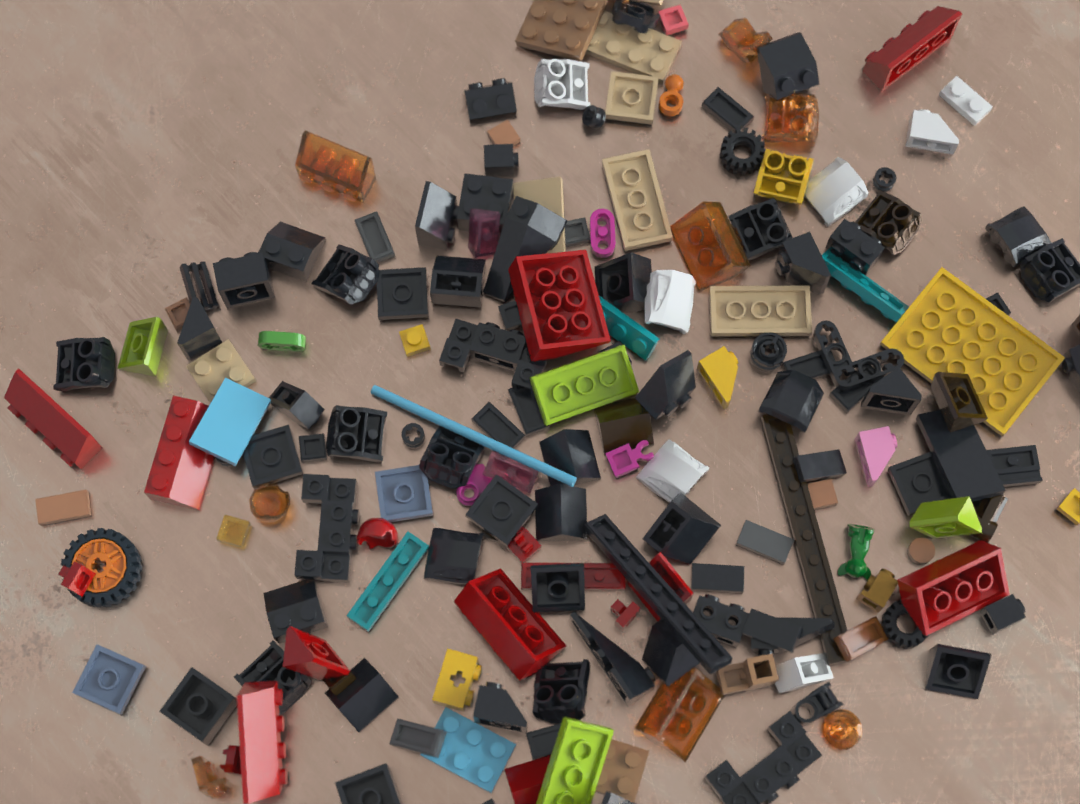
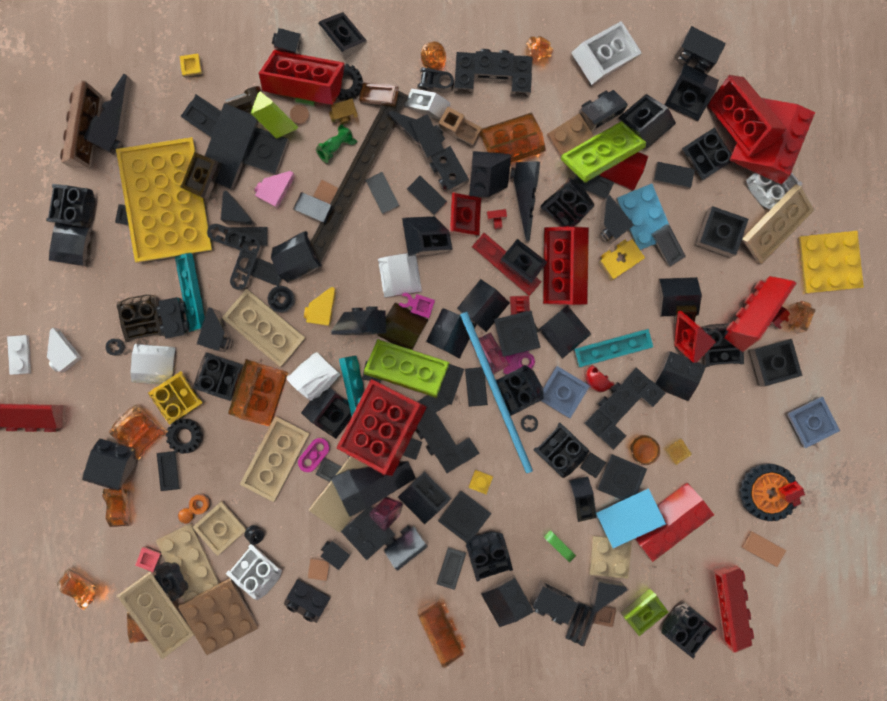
camera: 140 degrees left, 15 degrees up
(658, 594) = (473, 208): black tile -> none

